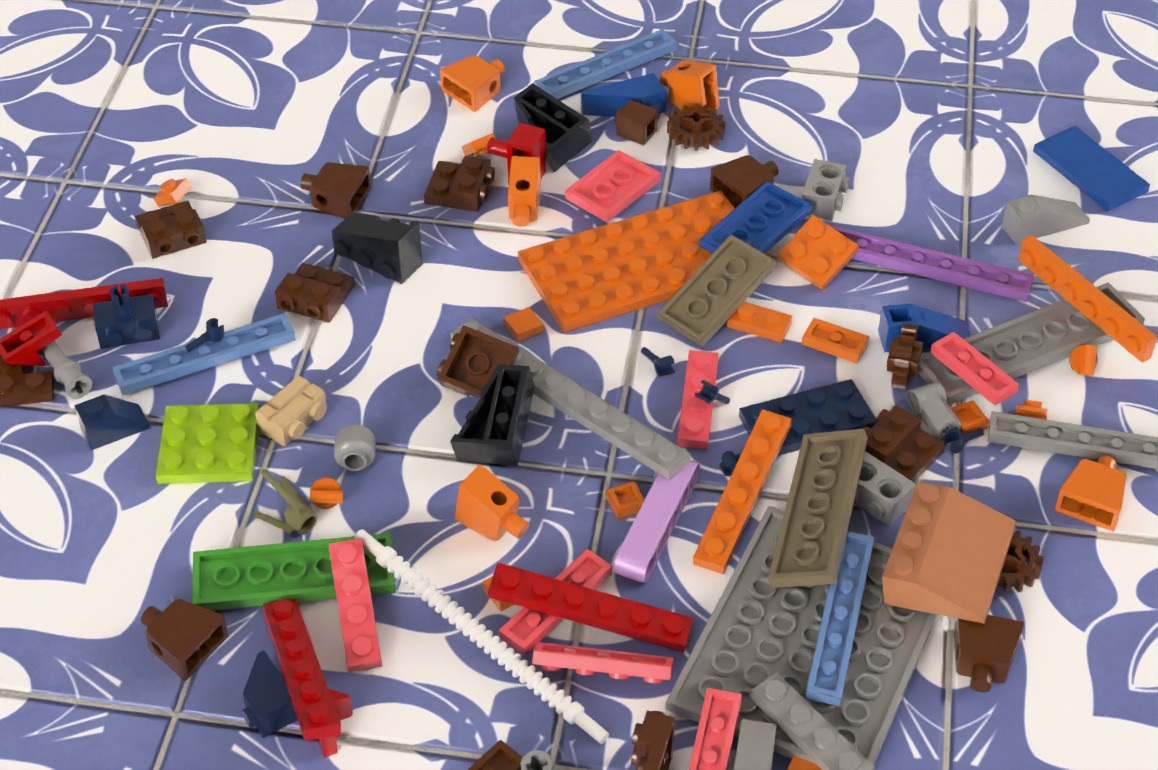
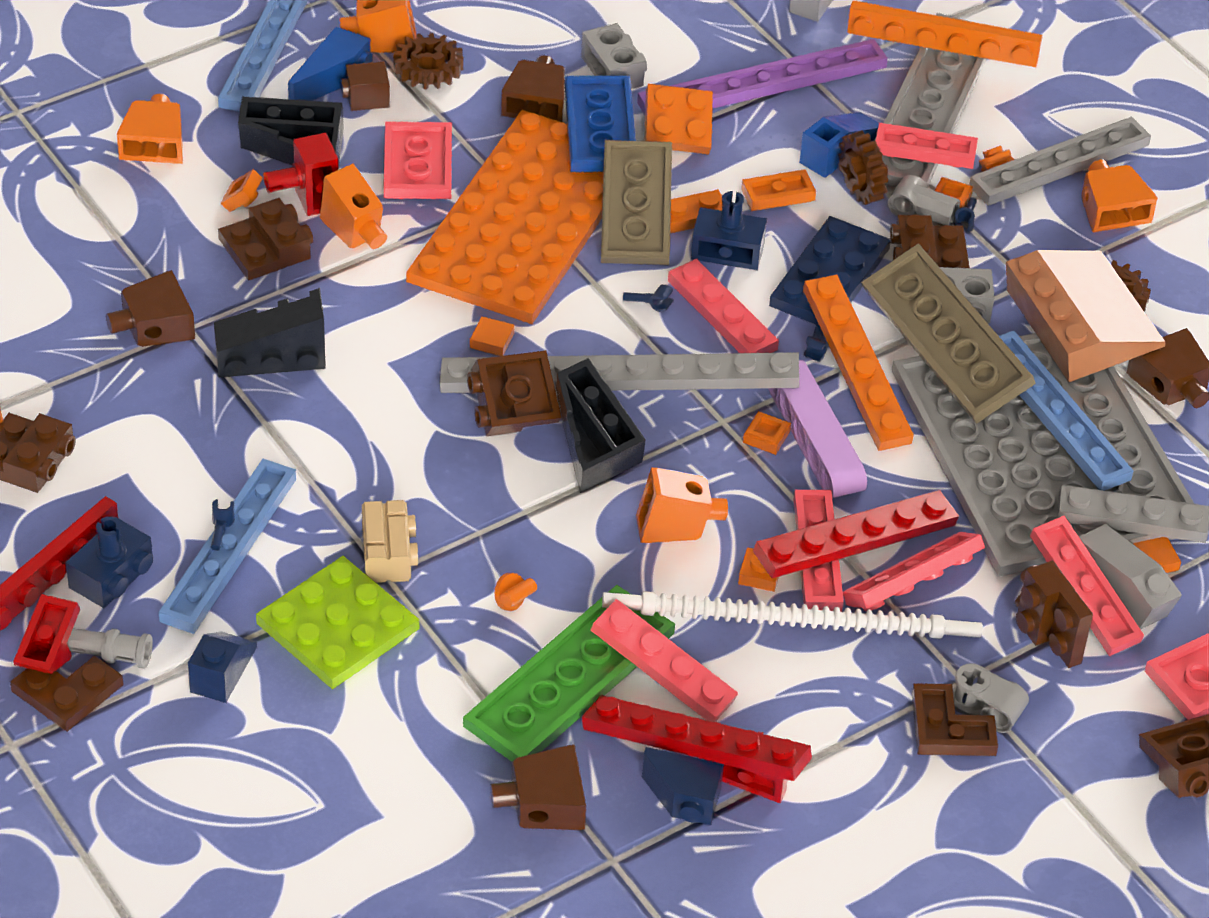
camera: 45 degrees left, 0 degrees up
(297, 514) = (513, 624): olive plant -> none
(314, 292) = (257, 424): reddish brown plate -> none
(354, 447) = (490, 535): light grey head -> none
(711, 393) = (738, 295): dark blue hand -> none
(756, 350) = (729, 235): none -> dark blue brick
(1084, 359) = (989, 90): orange plate -> none

